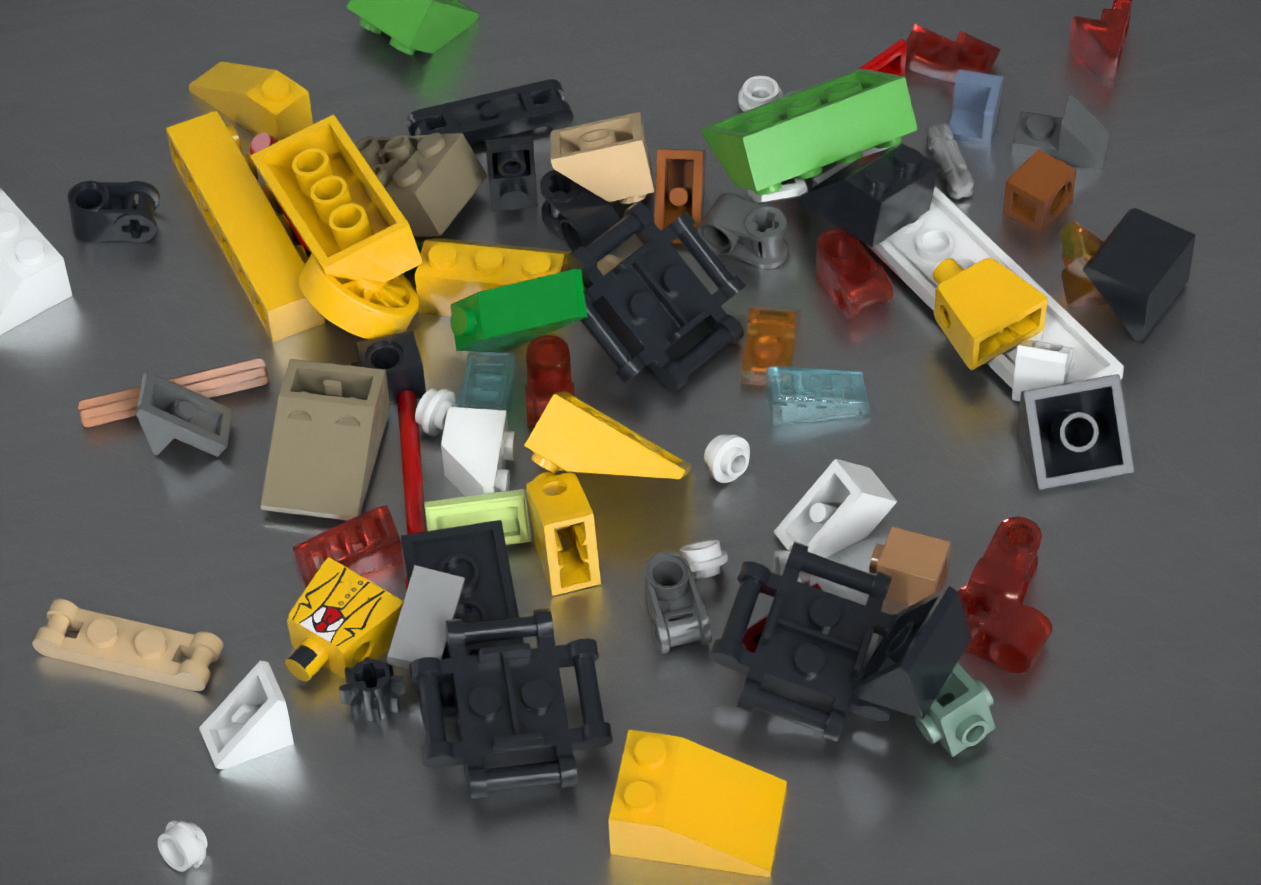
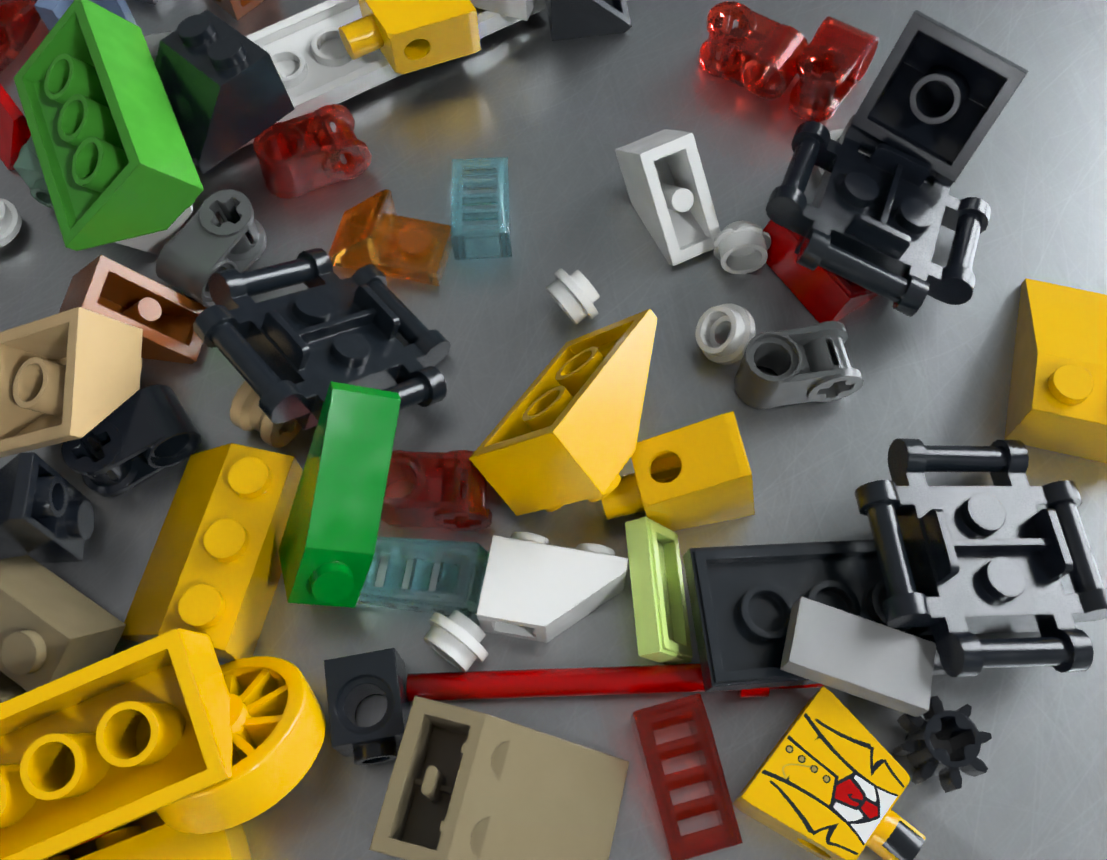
camera: 85 degrees left, 15 degrees up
(914, 562) = (749, 130): medium nougat brick -> none

